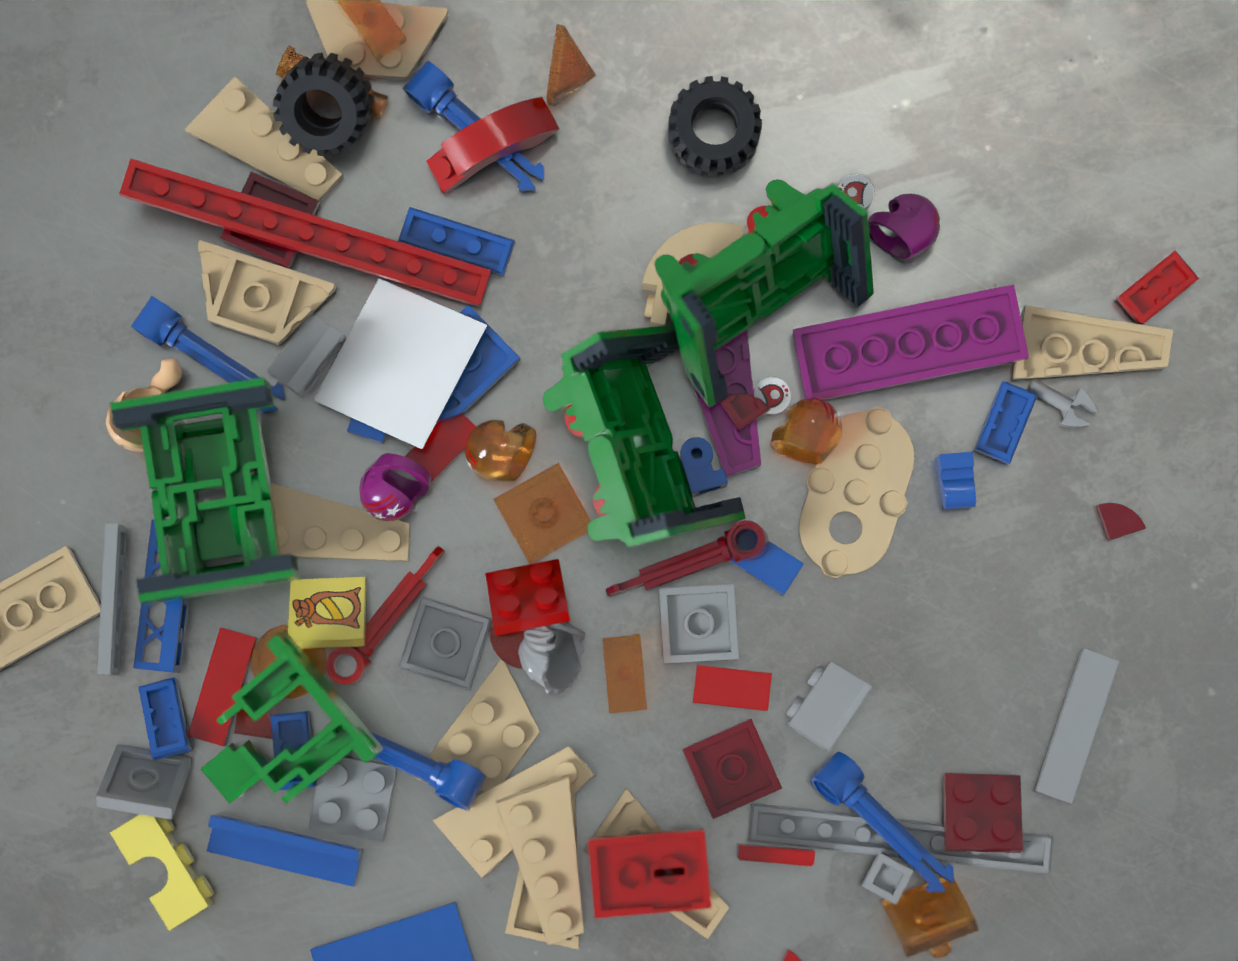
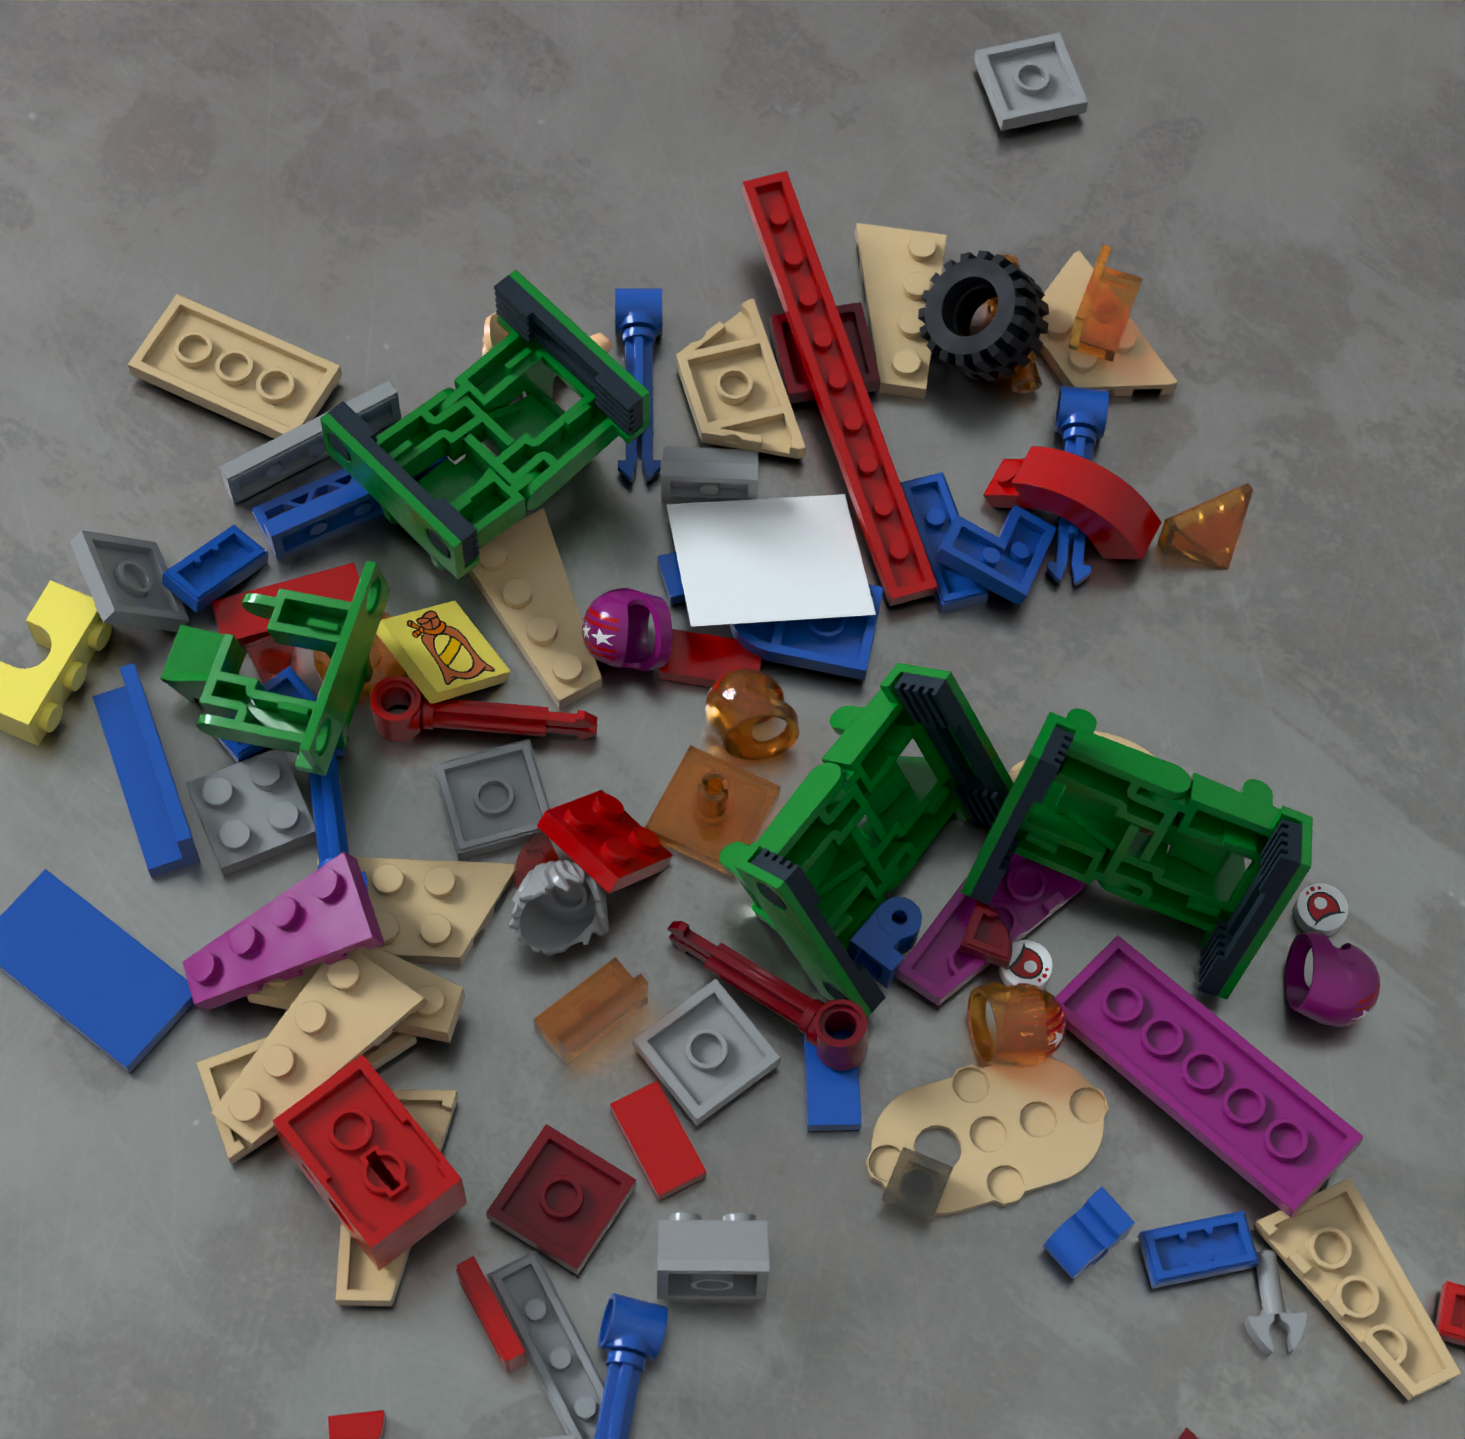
camera: 50 degrees right, 20 degrees down
(472, 828) = (299, 928): none -> magenta wing
(503, 215) = (1002, 562): none -> blue plate
(718, 96) = (1284, 676): black tyre -> none
(863, 557) = (917, 1183): none -> clear smoke plate

